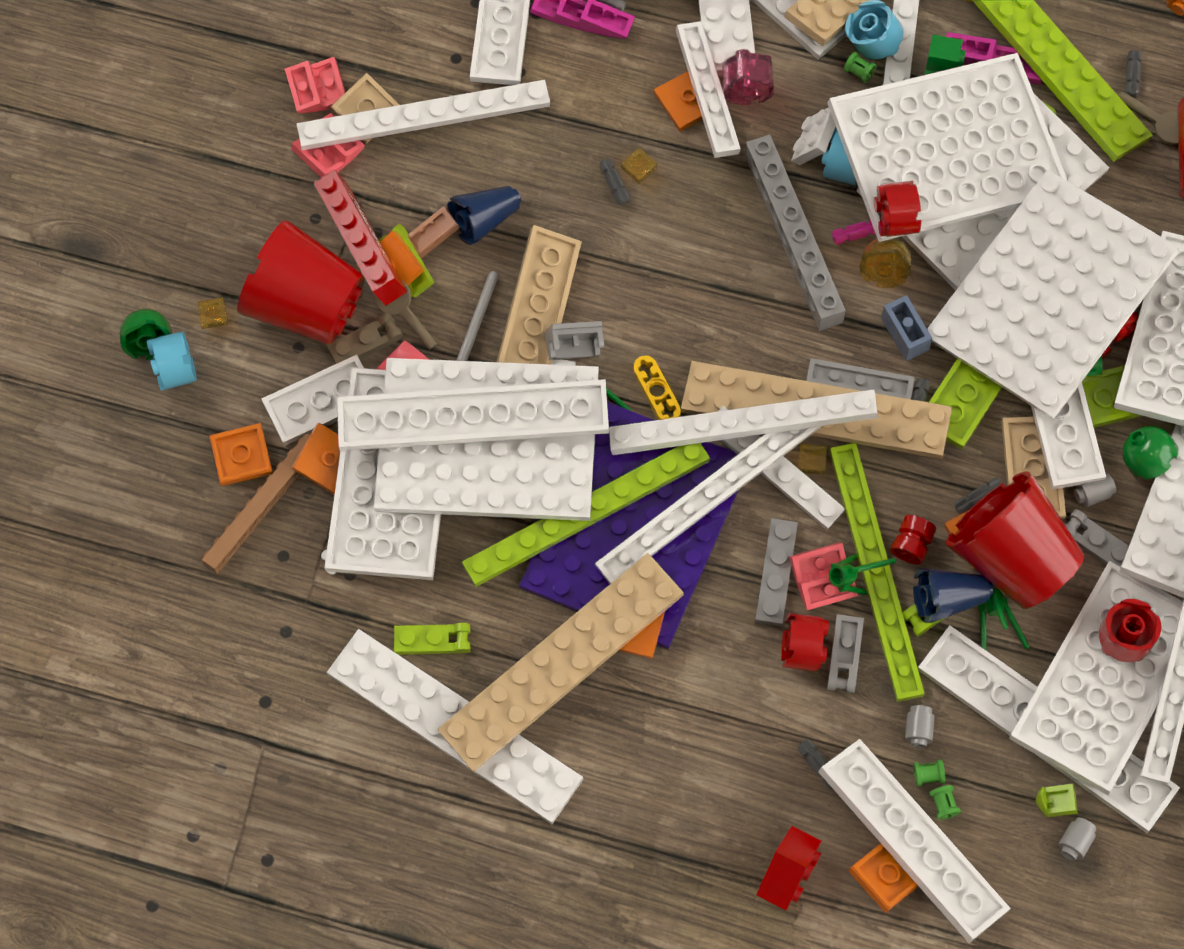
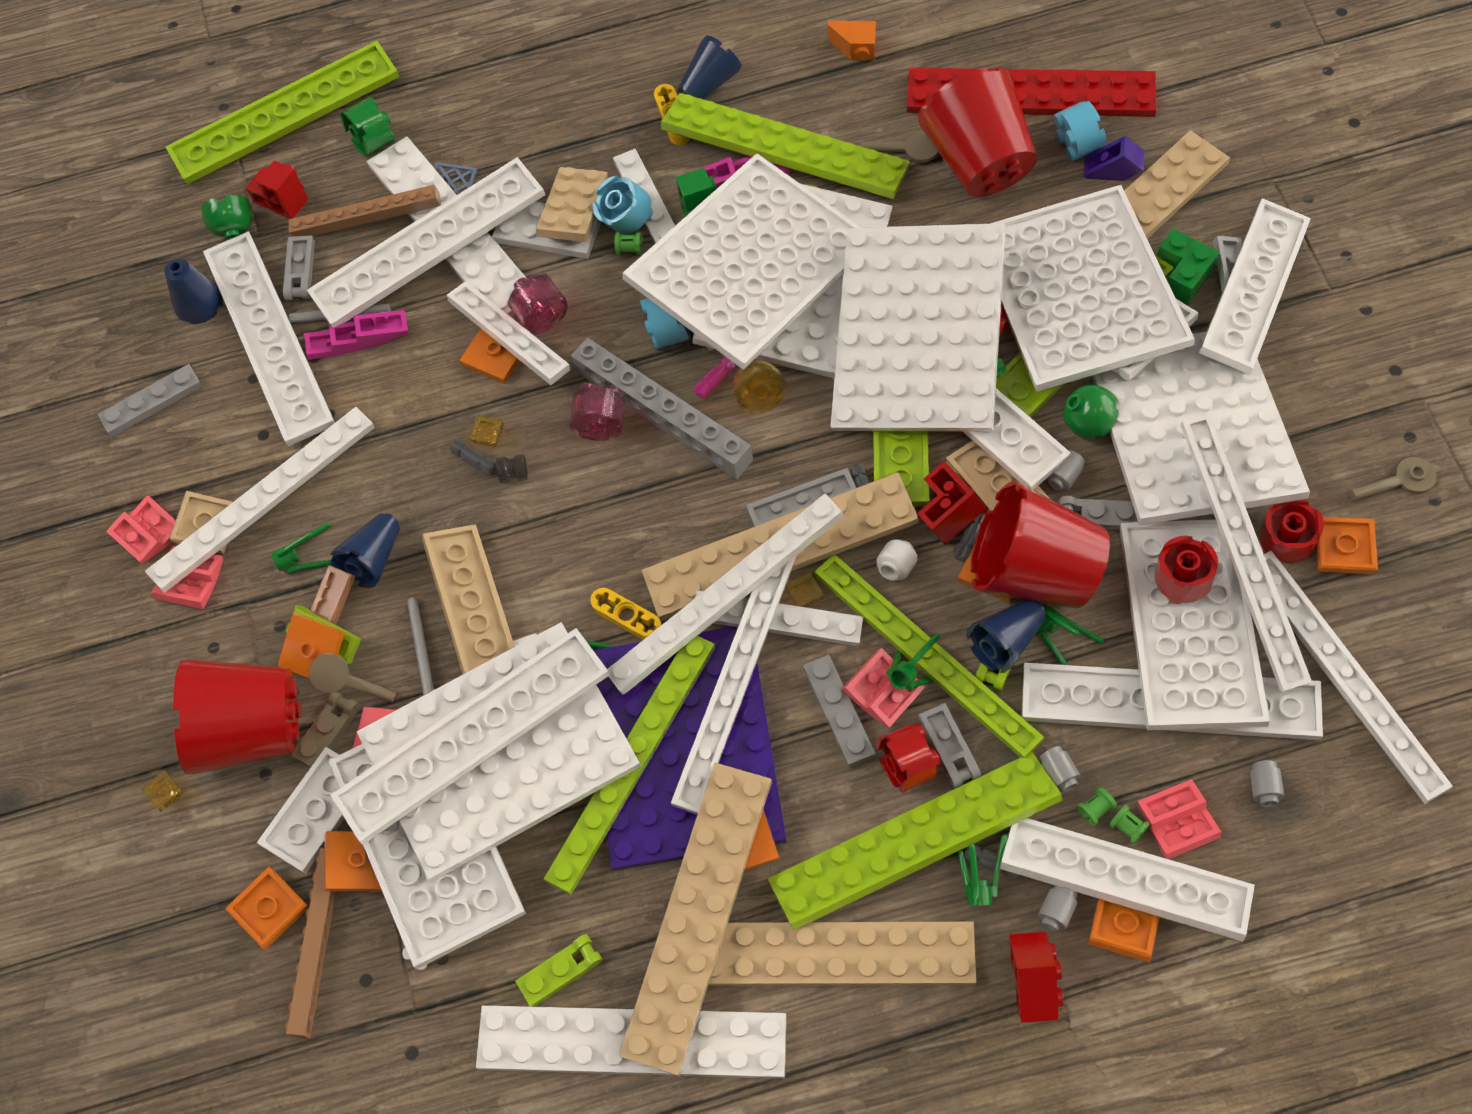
camera: 25 degrees left, 5 degrees down
(139, 328) = (106, 849): green cylinder -> none
(172, 360) = (146, 859): medium azure brick -> none
(360, 237) = (266, 638): brick -> none
(416, 177) = (288, 556): none -> green plant
(574, 340) = (523, 613): light grey hinge -> none
(639, 211) = (512, 468): none -> clear smoke wheel
(658, 762) = (846, 954): none -> tan plate
(738, 204) = (597, 412): none -> clear pink brick
(768, 709) = (913, 840): none -> lime plate
(790, 778) = (978, 889): none -> green plant
(814, 138) = (627, 318): white plate -> none
(843, 830) = (1058, 908): none -> light grey brick
(898, 208) = (744, 328): red brick -> none
(903, 479) = (896, 560): none -> white head
(906, 328) = (812, 430): sand blue brick -> none
(914, 537) = (941, 607): red wheel -> none
(980, 462) = (952, 507): none -> red brick
(988, 823) = (1179, 819): none -> coral slope
(1057, 800) = (1224, 760): lime plate -> none
(1133, 73) = (859, 123): dark grey axle -> none

